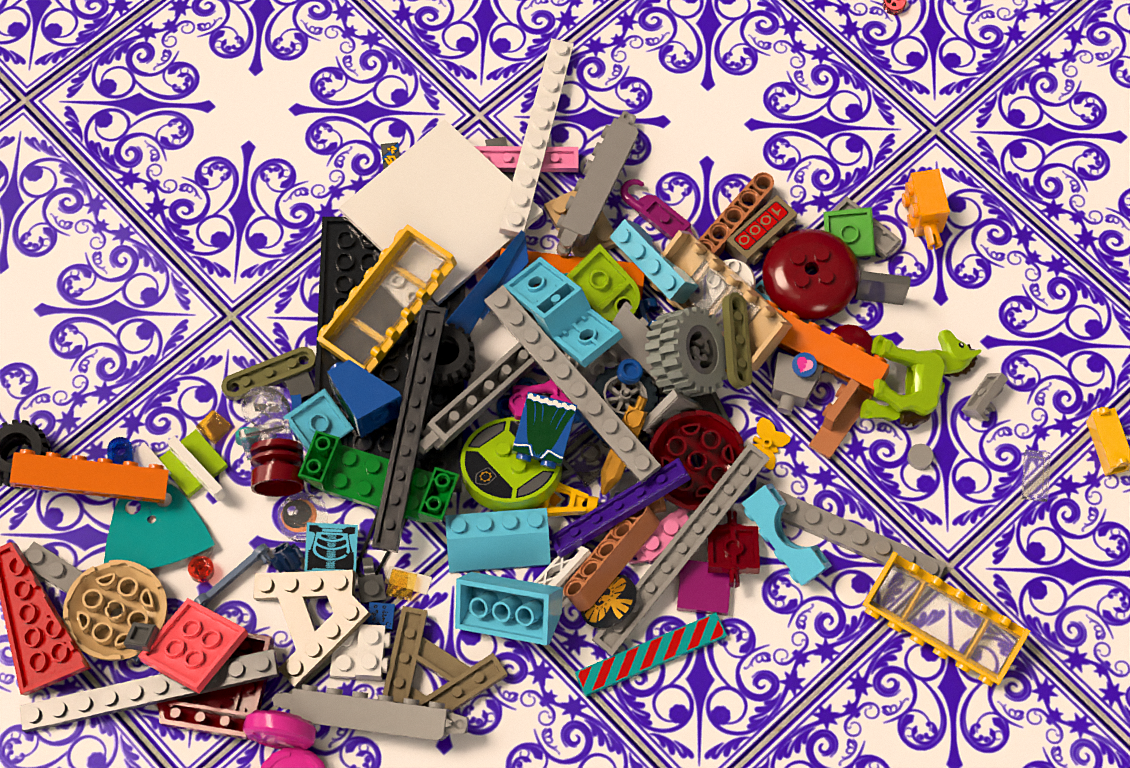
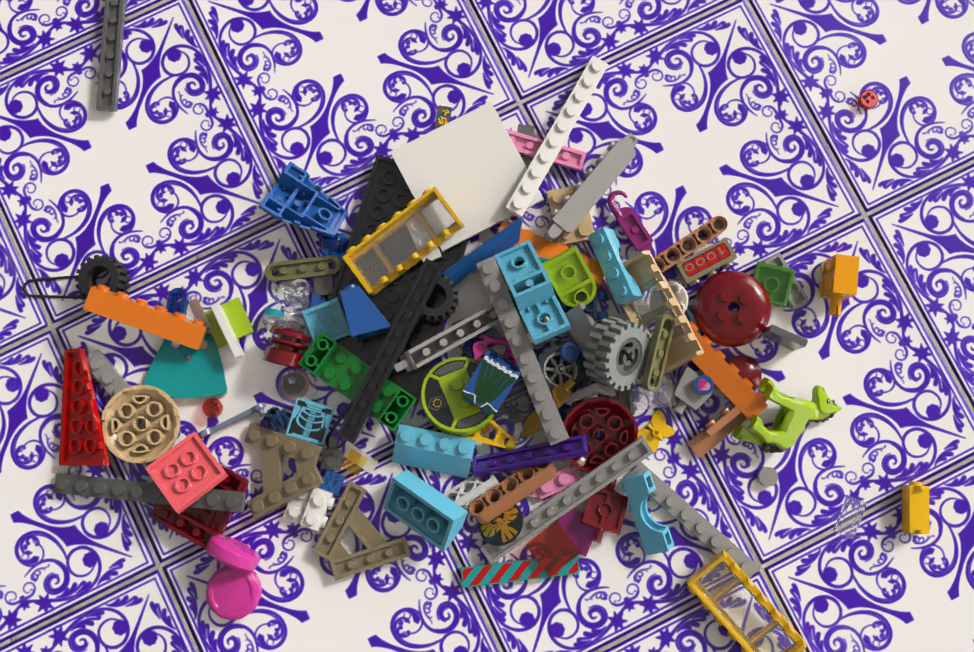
camera: 15 degrees right, 15 degrees up
(141, 636) = (151, 453): dark grey tile -> none
(213, 427) = (252, 298): clear yellow tile -> none
(247, 297) = (303, 203): none -> blue wedge
(299, 332) = (334, 246): none -> clear blue head
(372, 715) = (302, 559): light grey hinge -> none
(683, 613) = (553, 548): none -> clear red tile
(749, 402) = (662, 398): none -> clear slope
(980, 400) = (832, 443): light grey plate -> none

